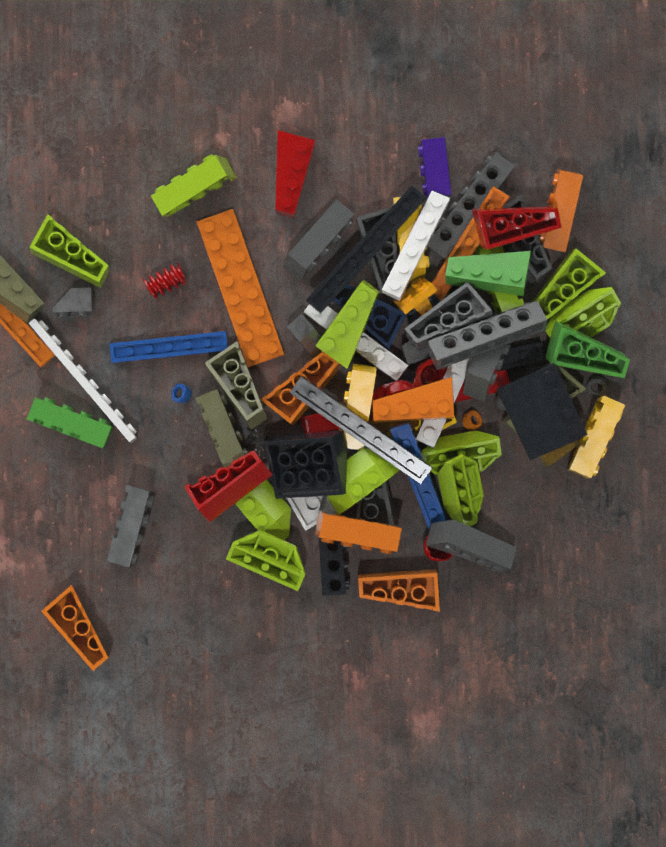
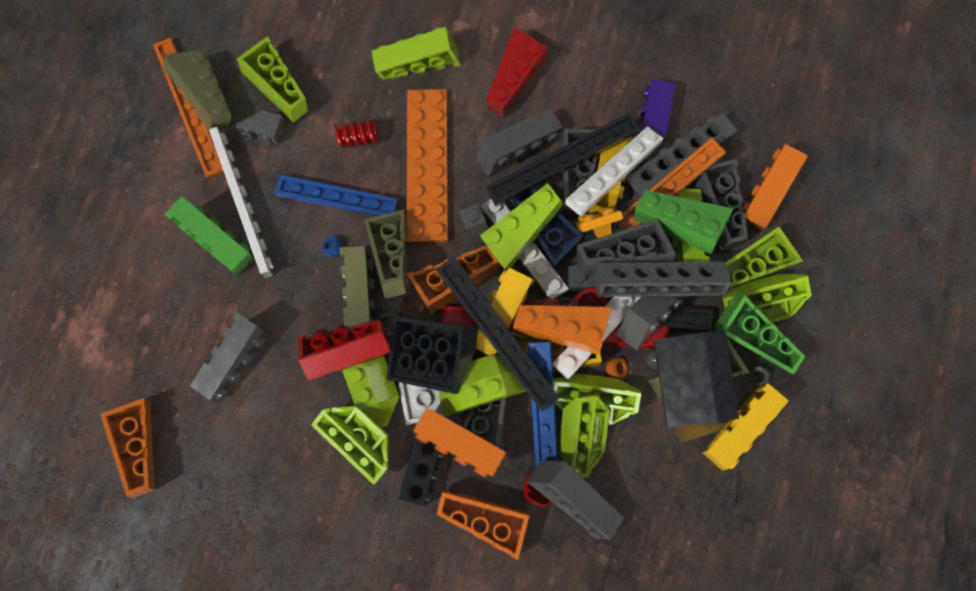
camera: 25 degrees right, 10 degrees down
(508, 225) = (716, 176): red wedge -> none

